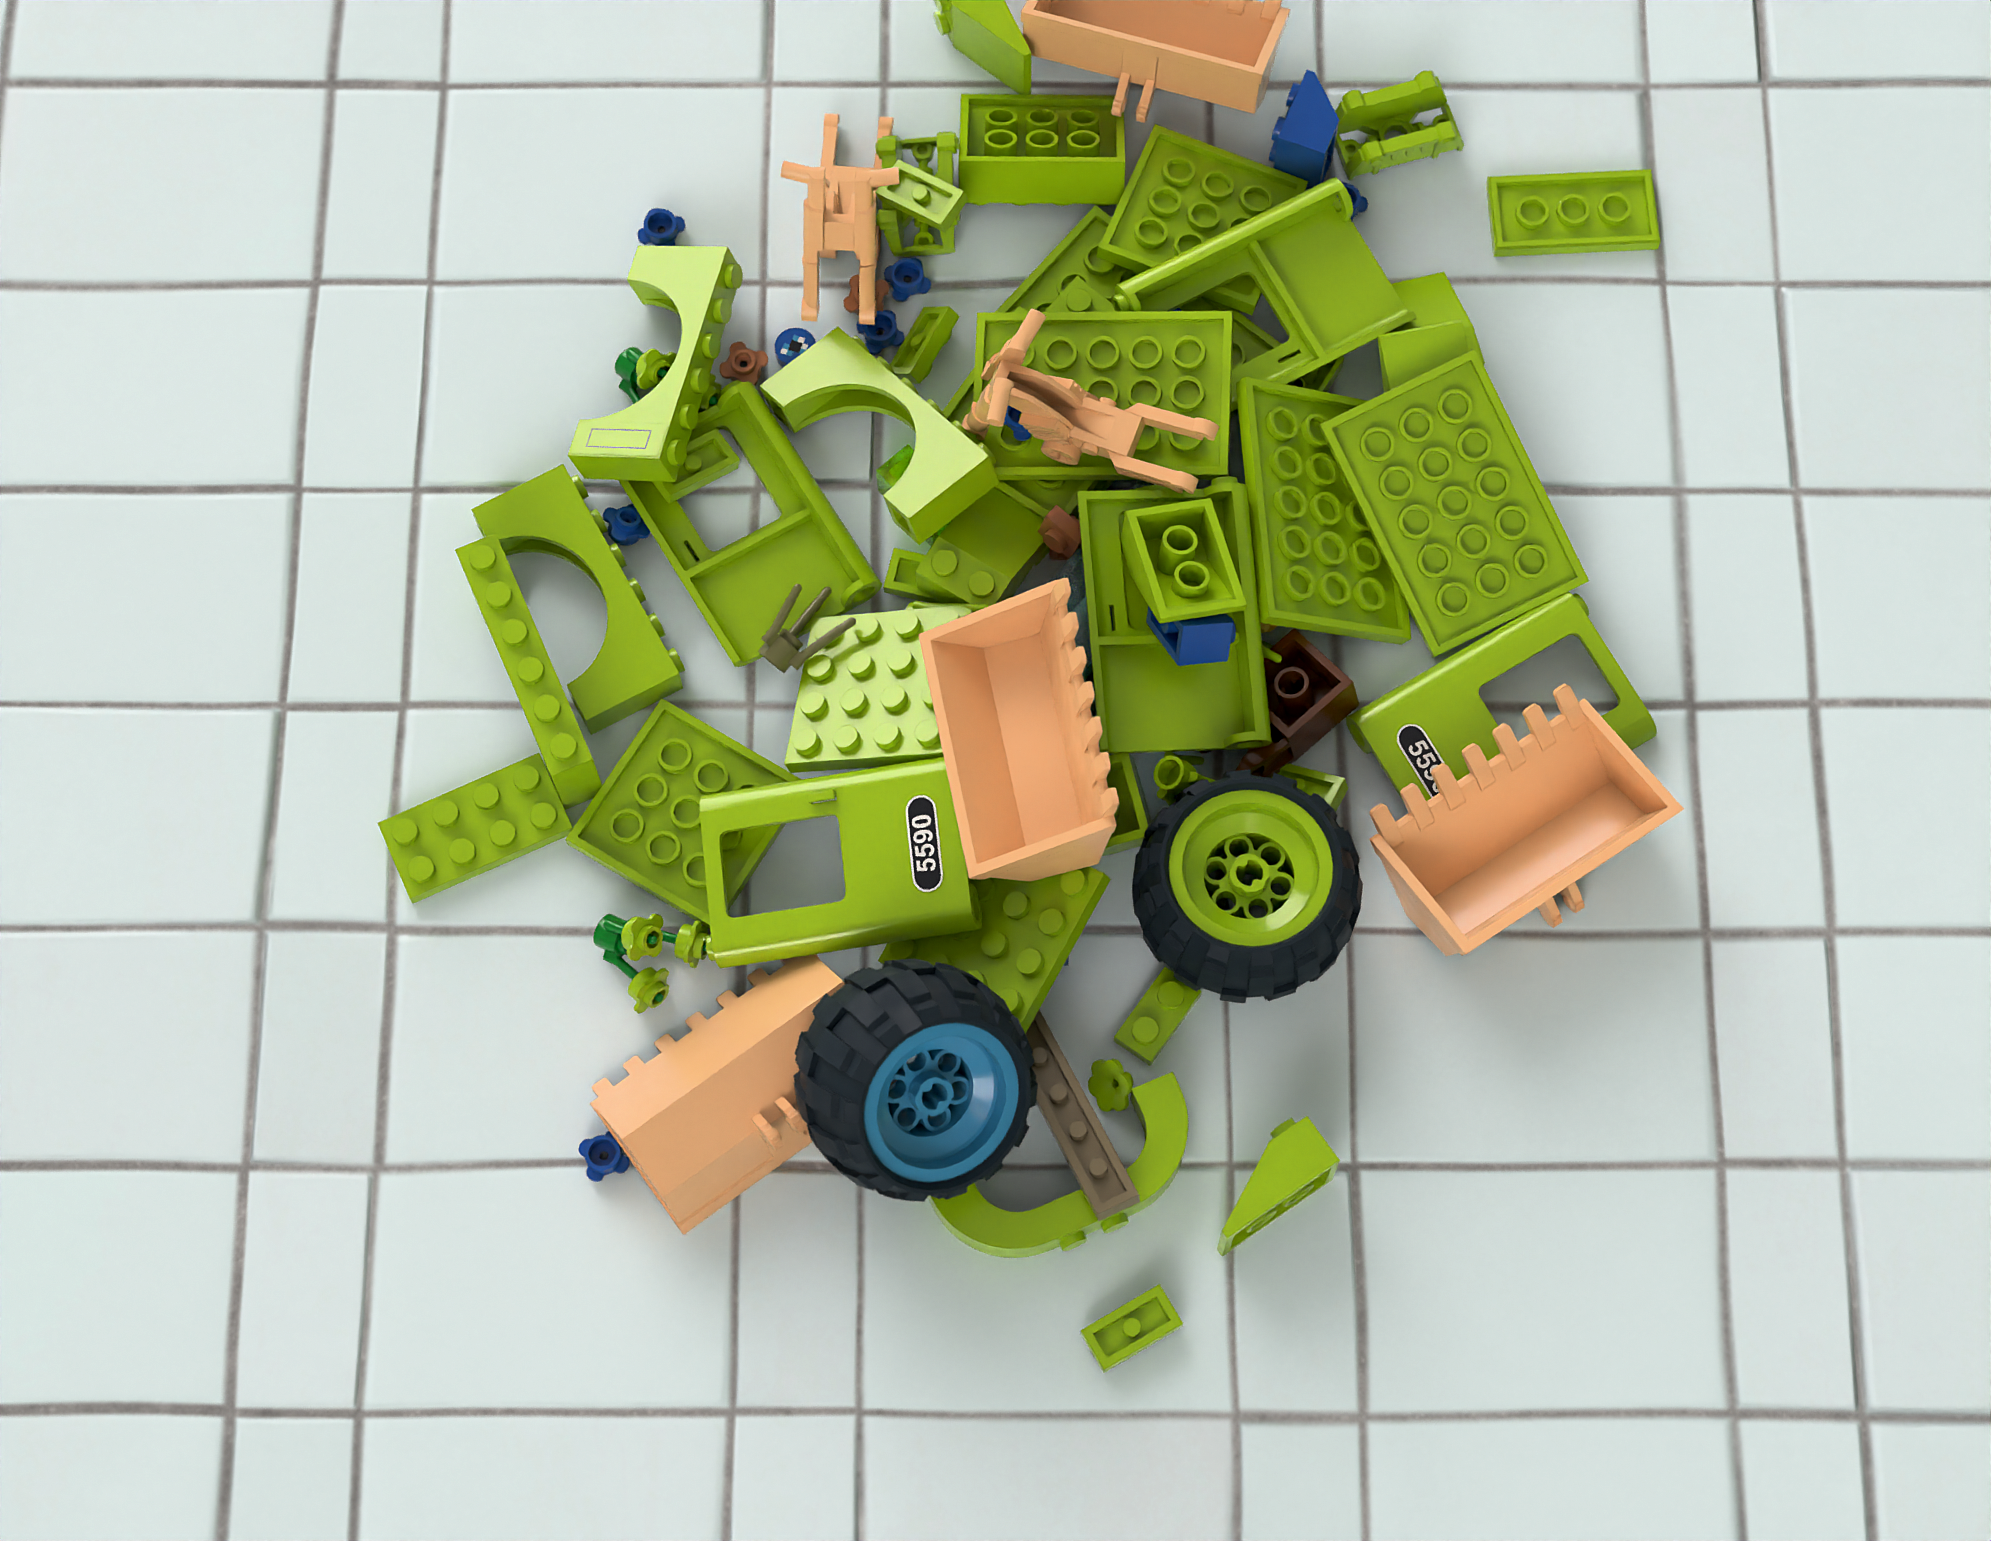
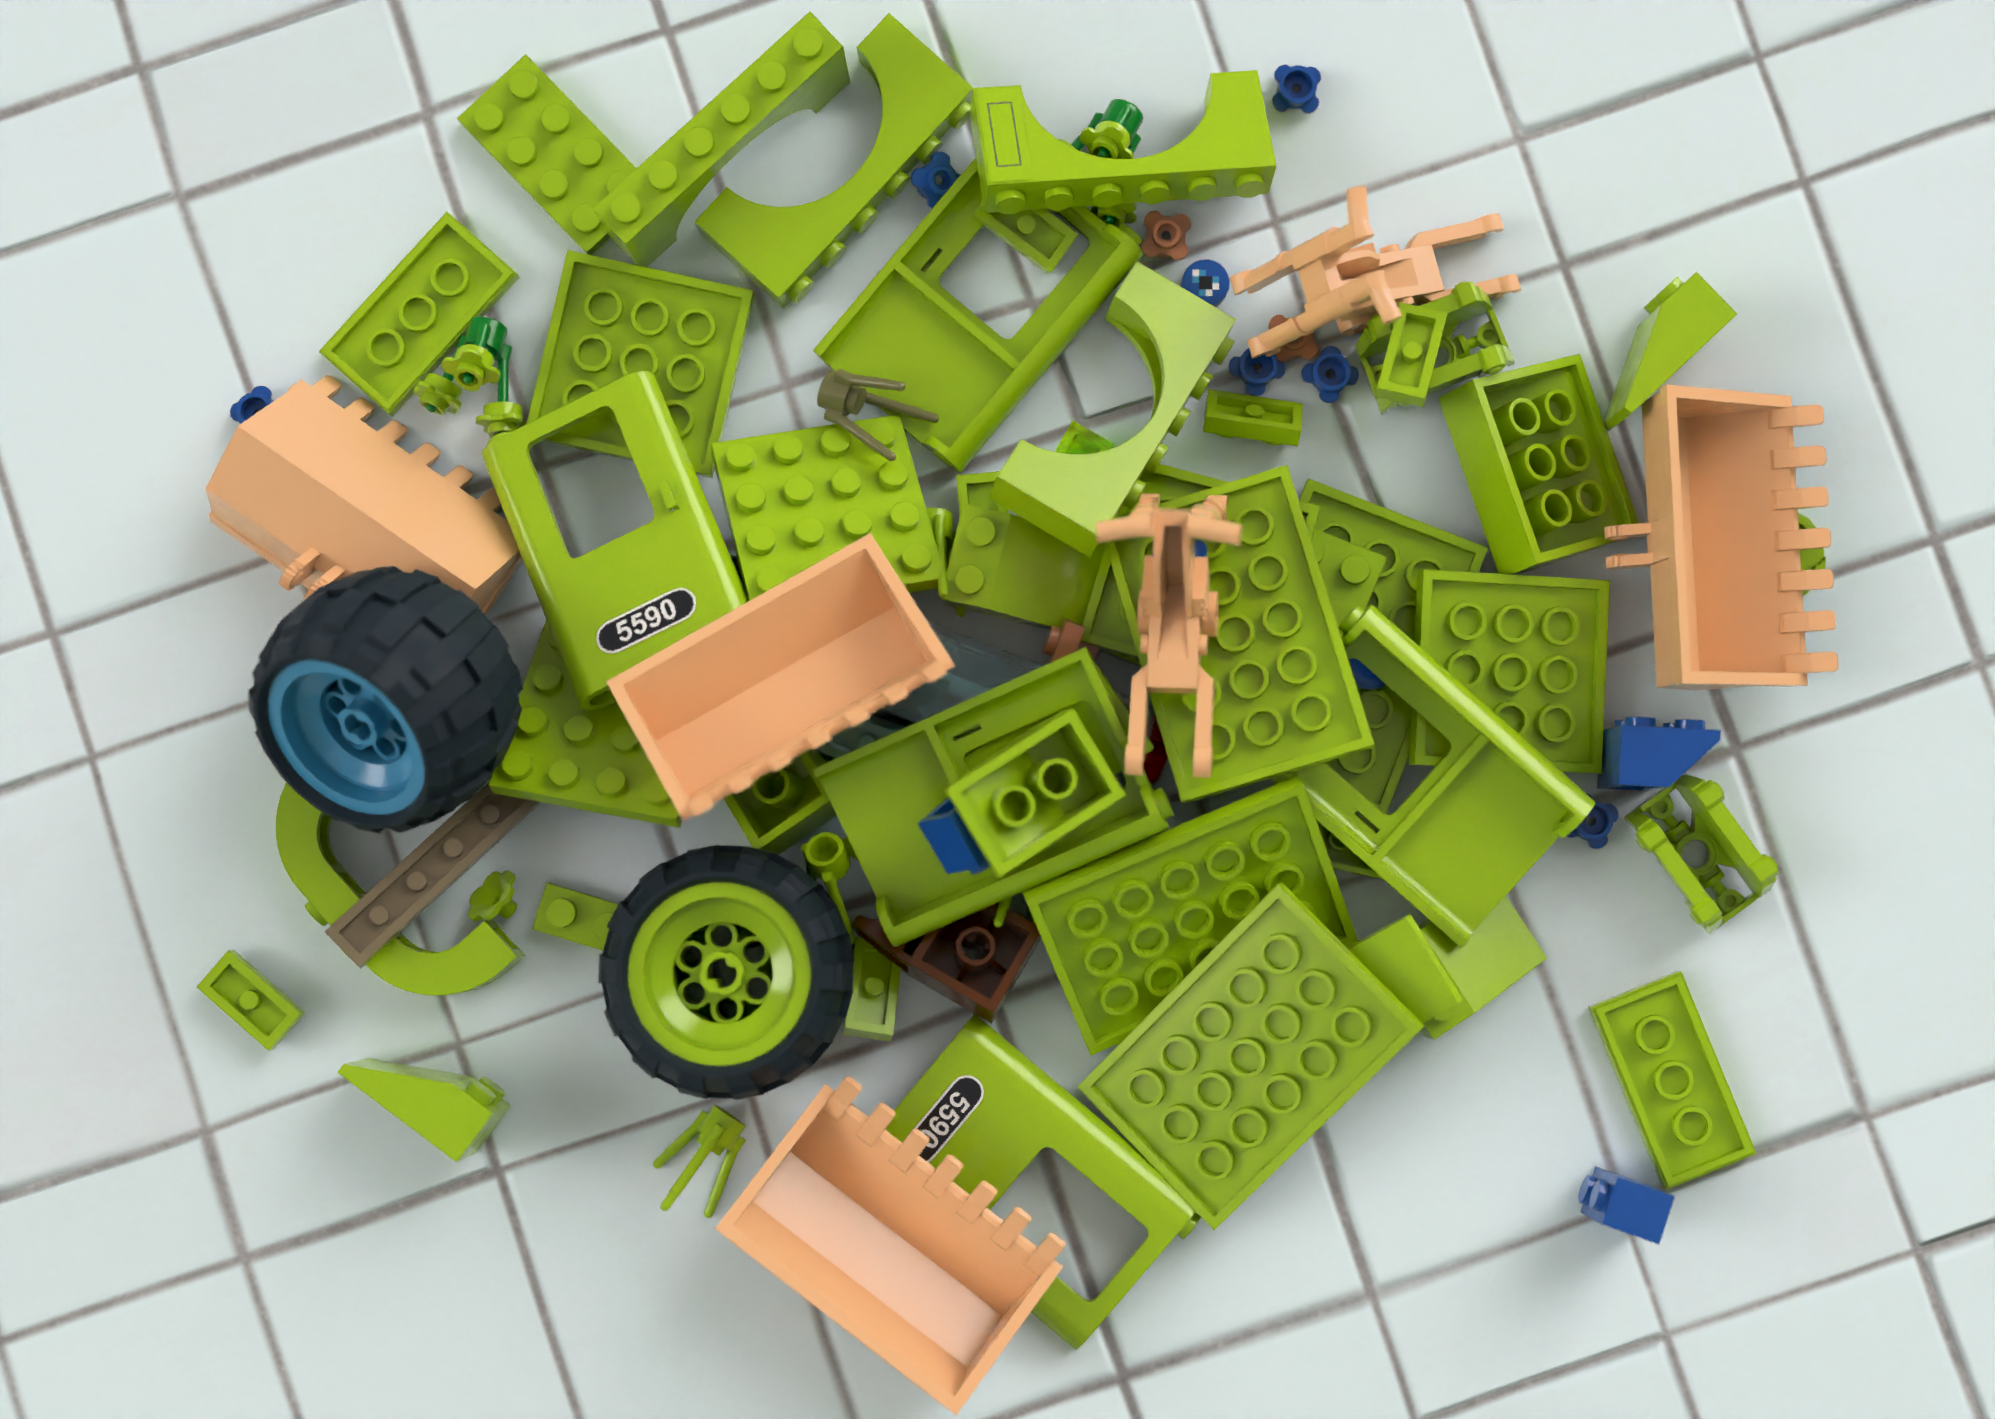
camera: 75 degrees right, 15 degrees up
(569, 990) = (418, 313): none -> lime tile
(1385, 960) = (718, 1132): none -> lime plant
(1663, 266) = (1625, 1204): none -> blue brick

